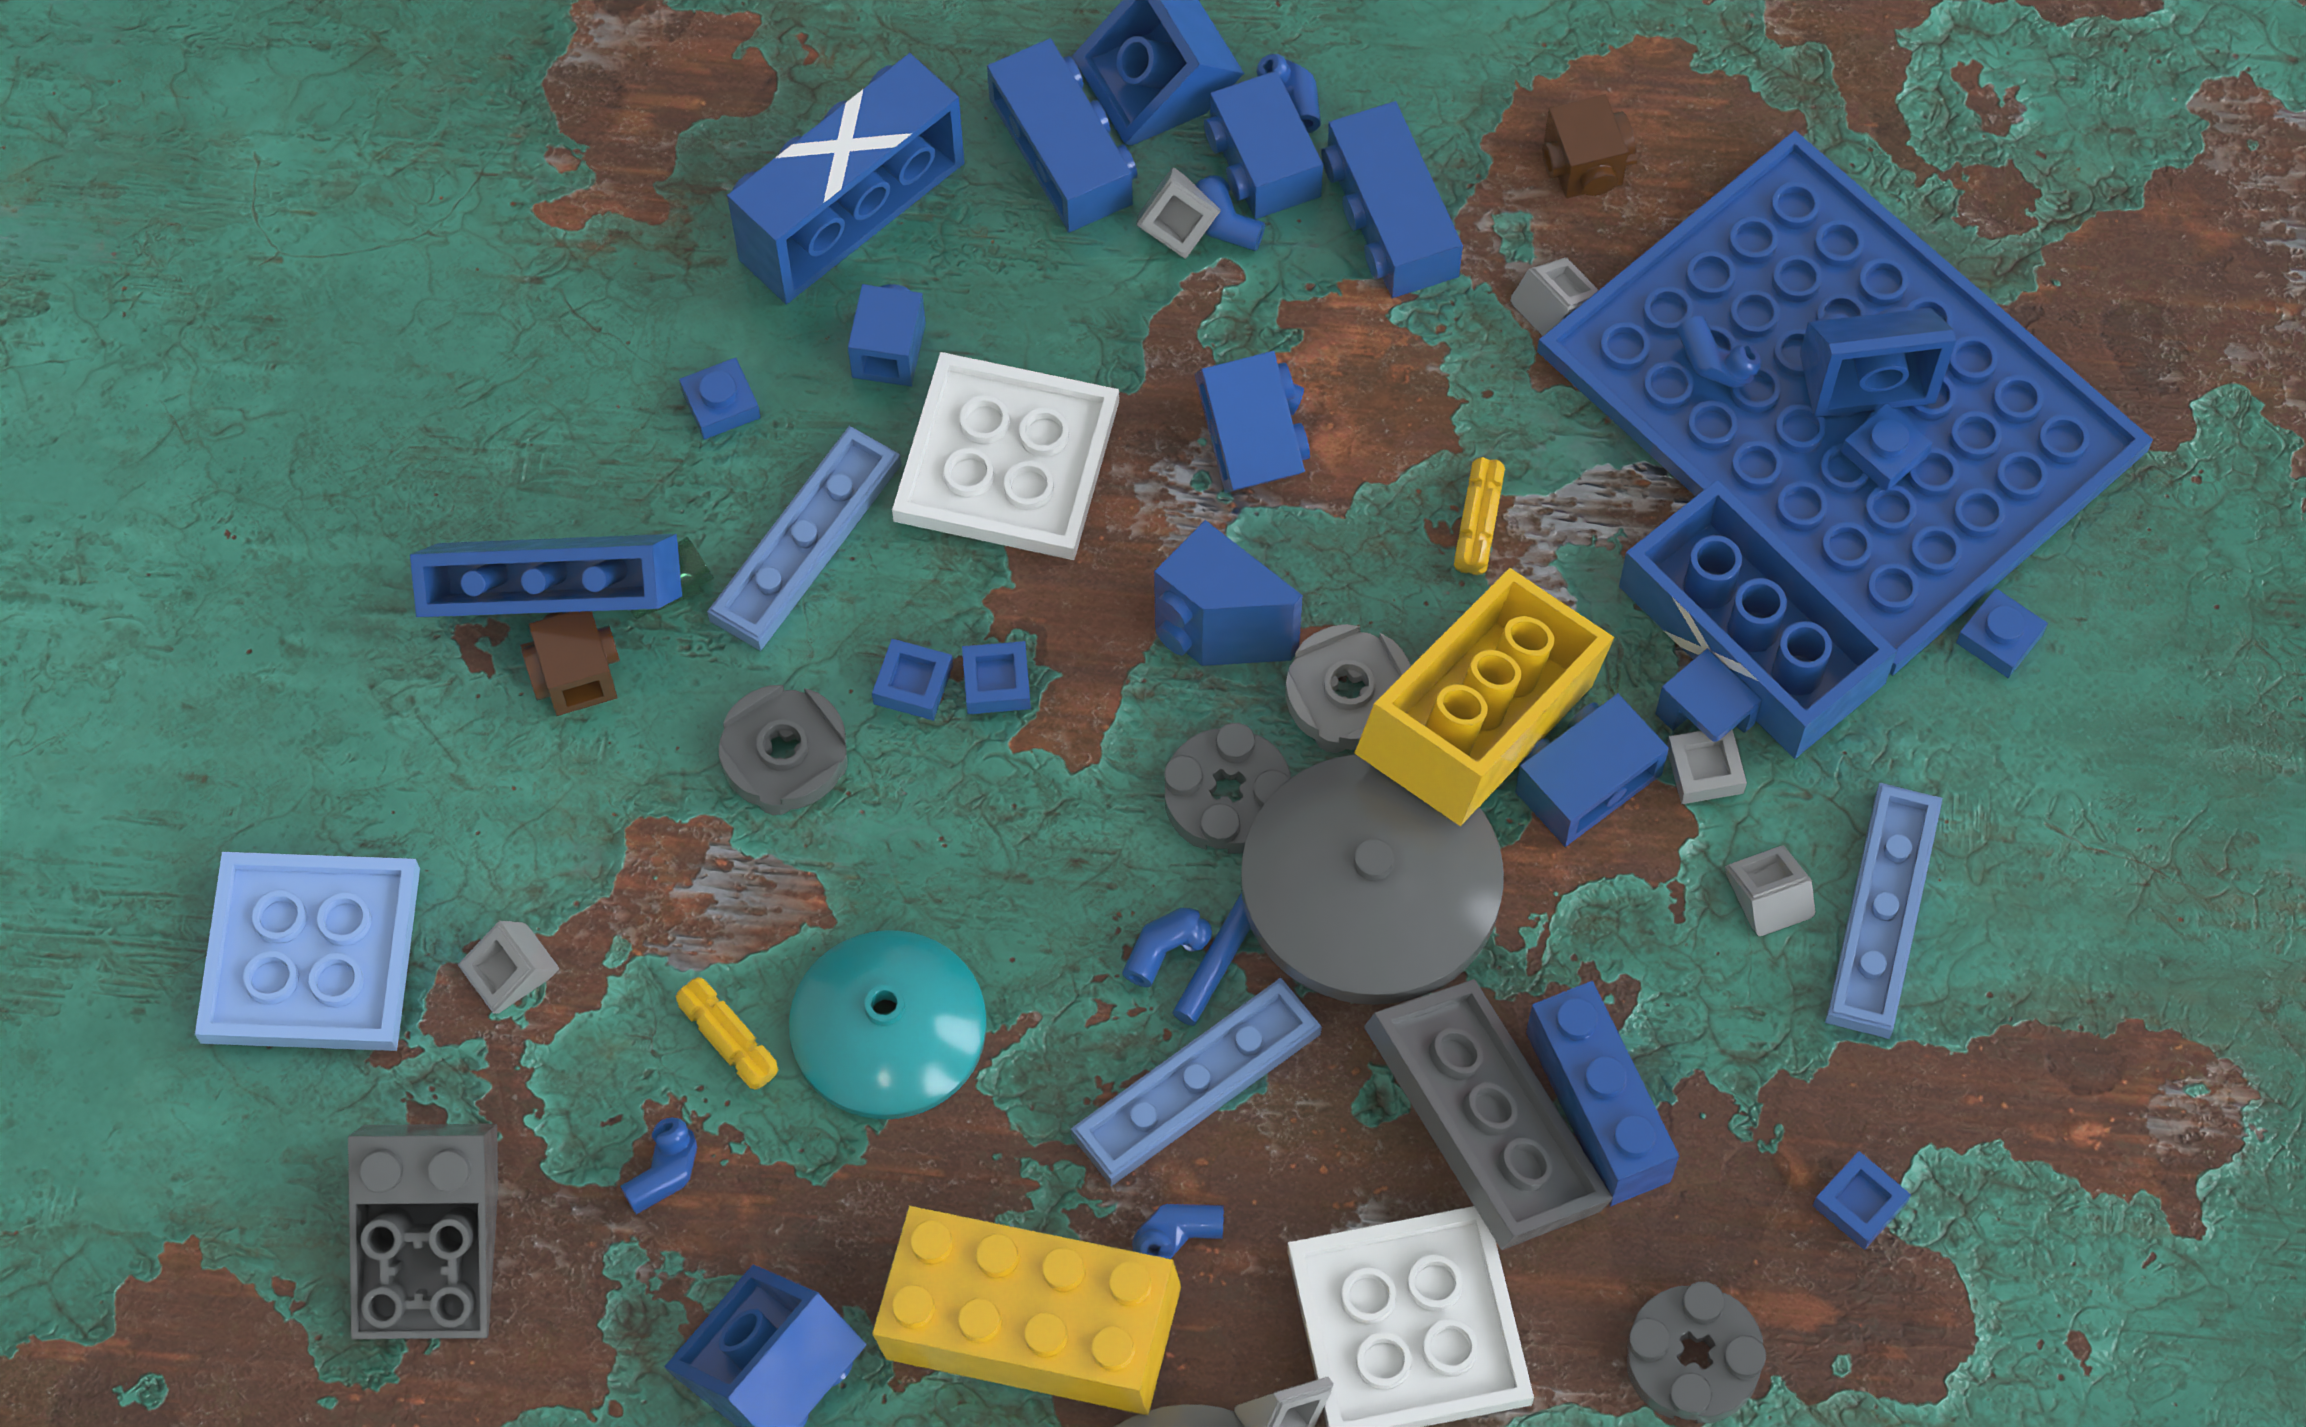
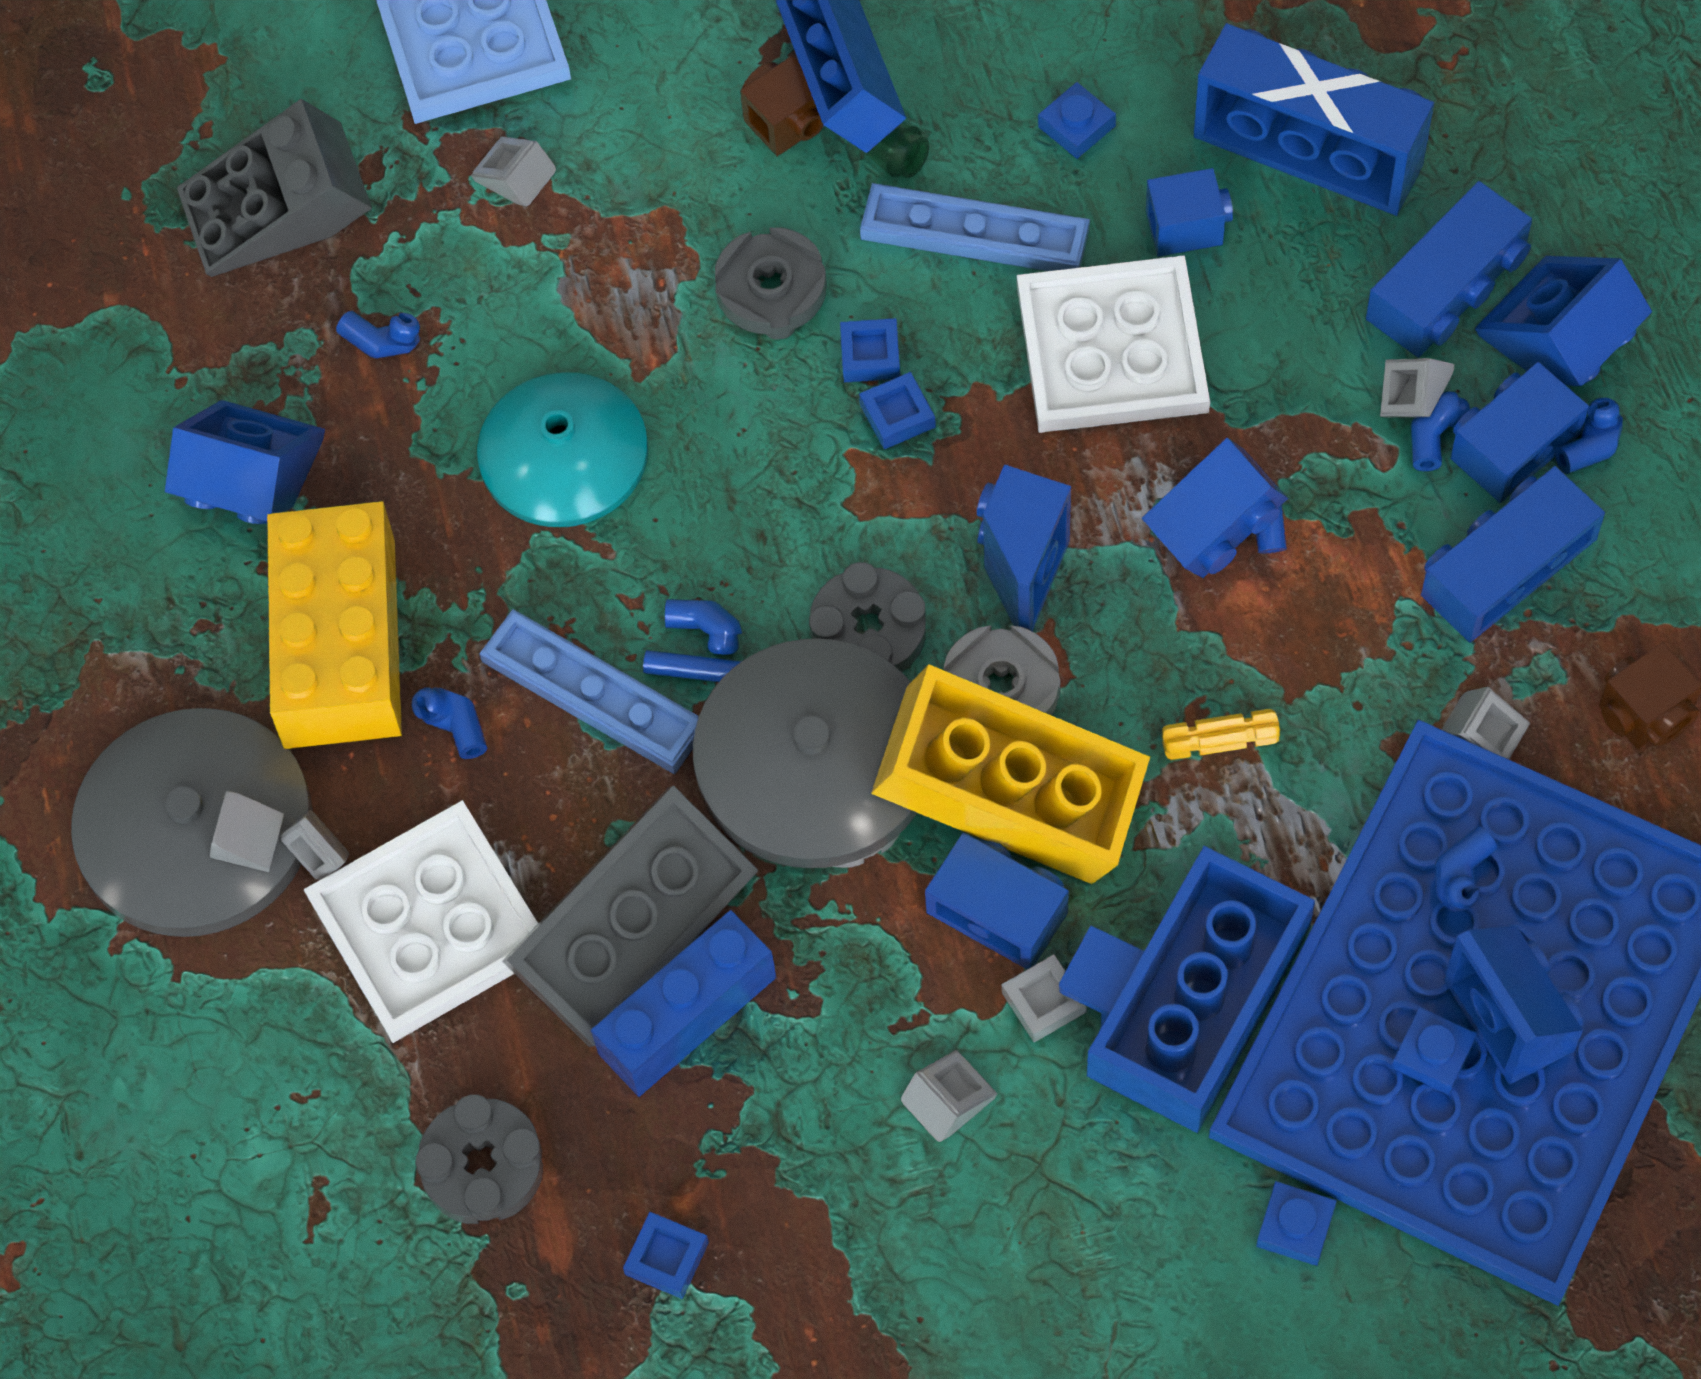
camera: 75 degrees right, 0 degrees up
(727, 1033) = (508, 337): yellow axle -> none
(1884, 911) = (966, 1198): medium blue tile -> none

